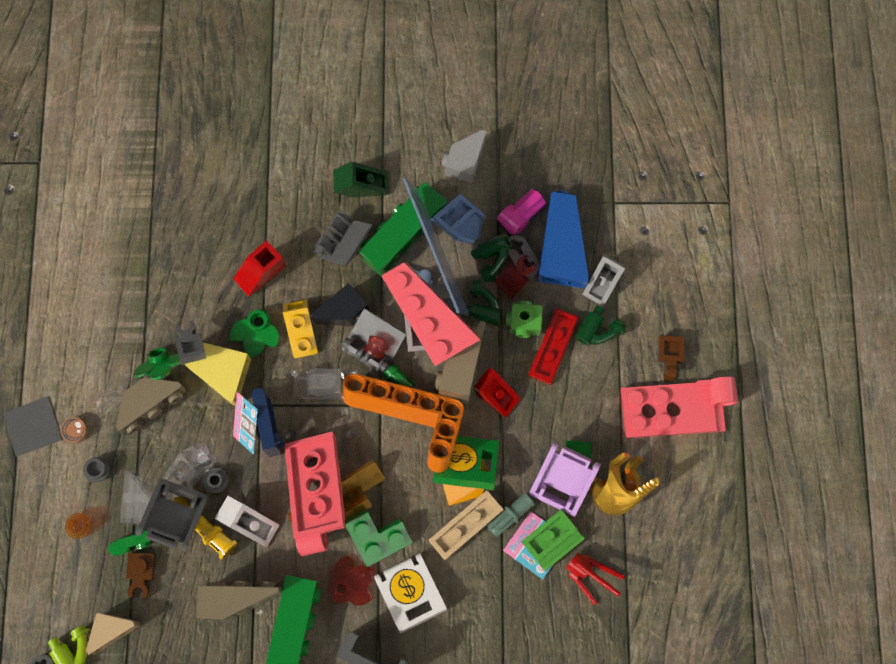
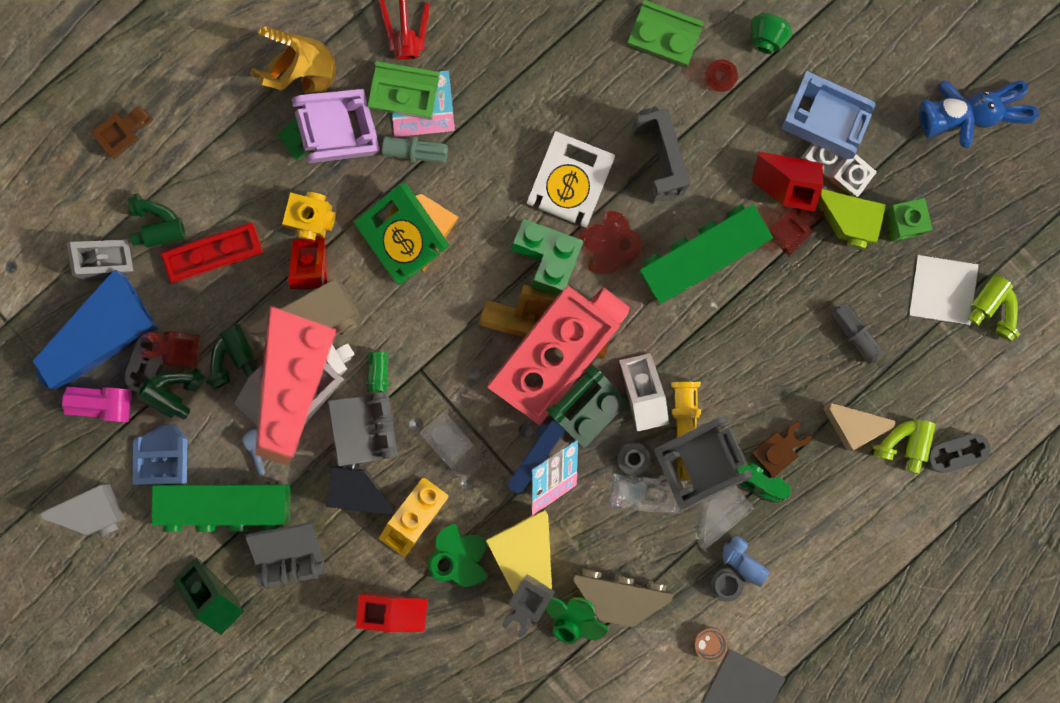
camera: 130 degrees left, 10 degrees up
(71, 523) = (803, 550): clear orange plate -> none
(93, 490) = (746, 566): none -> medium blue arm
(229, 602) = (731, 335): dark tan slope -> none
(263, 480) = (593, 411): none -> dark green plate
(376, 346) = (366, 419): clear red bush -> none
(427, 367) = (338, 357): none -> white tile
(436, 248) = (214, 438): sand blue piece -> none
(437, 415) = (399, 328): orange beam -> none
(465, 525) = (462, 183): tan plate -> none
(527, 409) = (299, 209): none -> yellow brick
(532, 322) = (199, 296): bright green brick -> none
(698, 403) = (149, 65): coral hinge -> none

